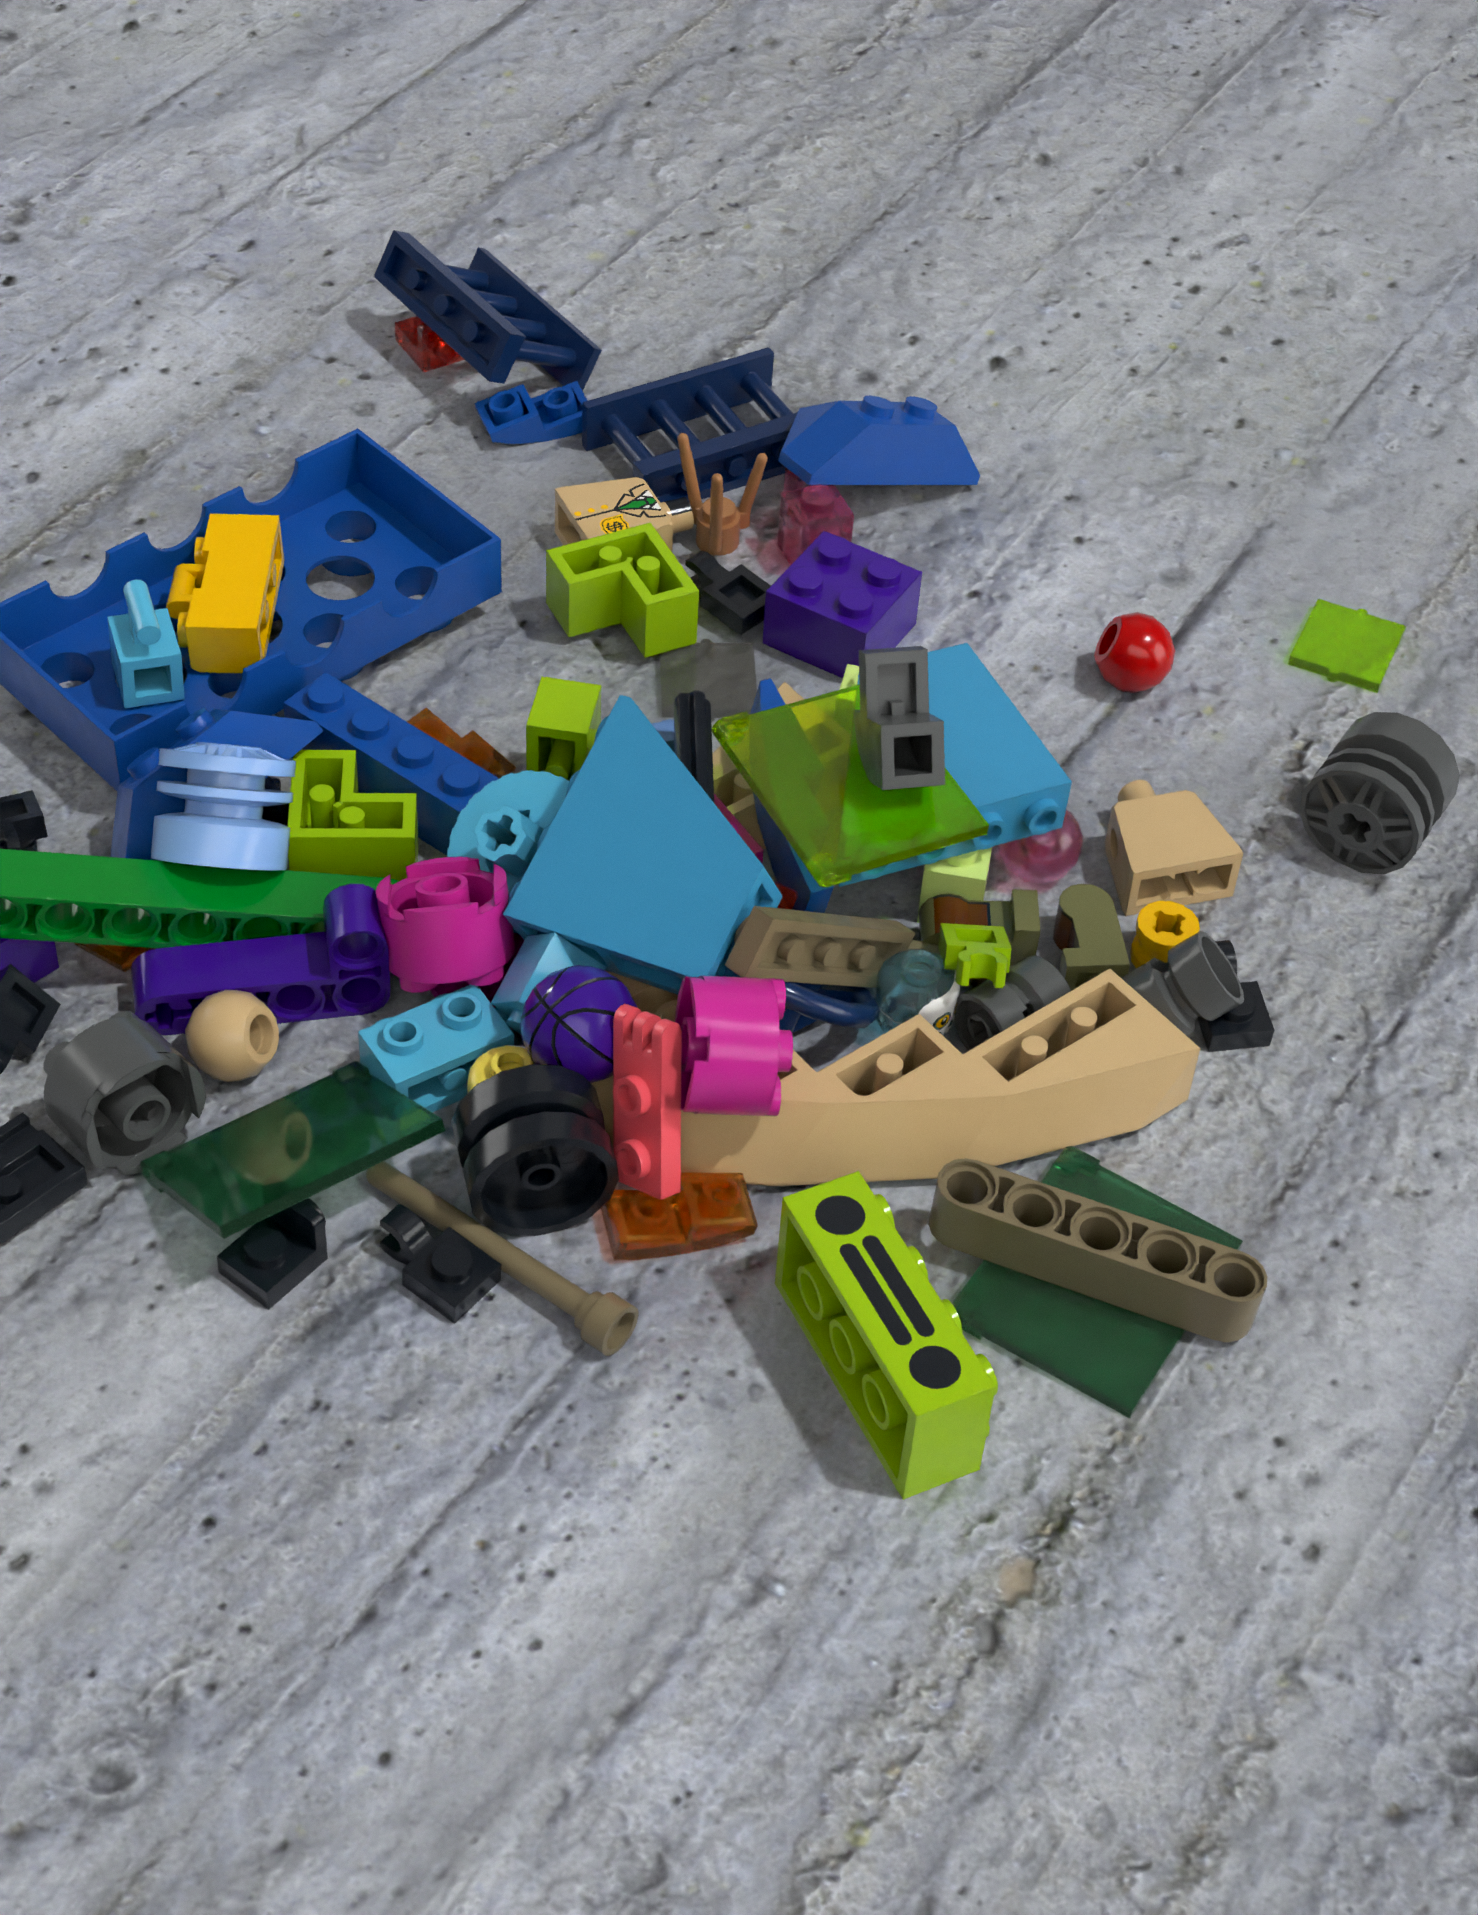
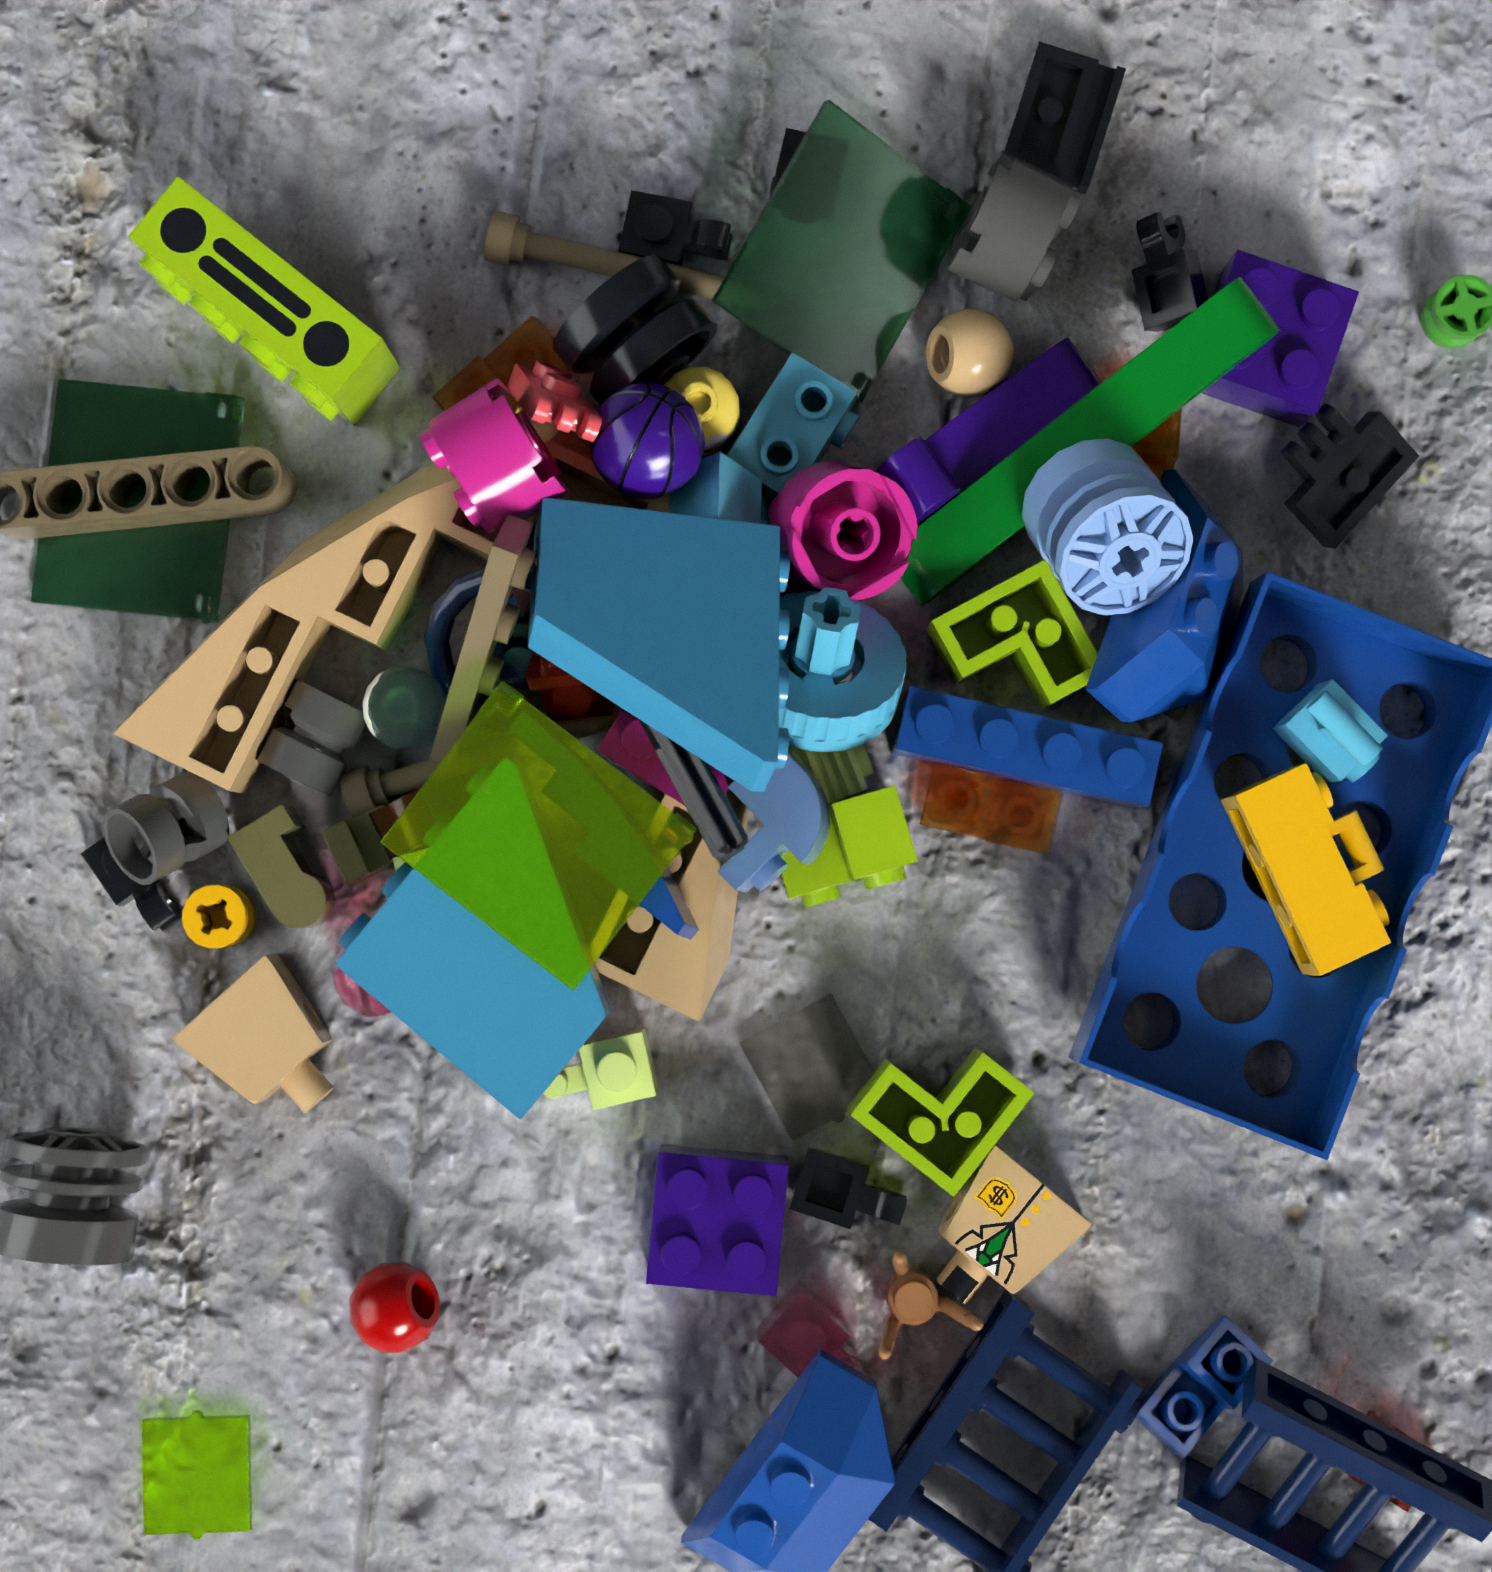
camera: 155 degrees right, 40 degrees up
(893, 728) = (498, 879): dark grey brick -> none
(975, 952) = (361, 757): lime plate -> none

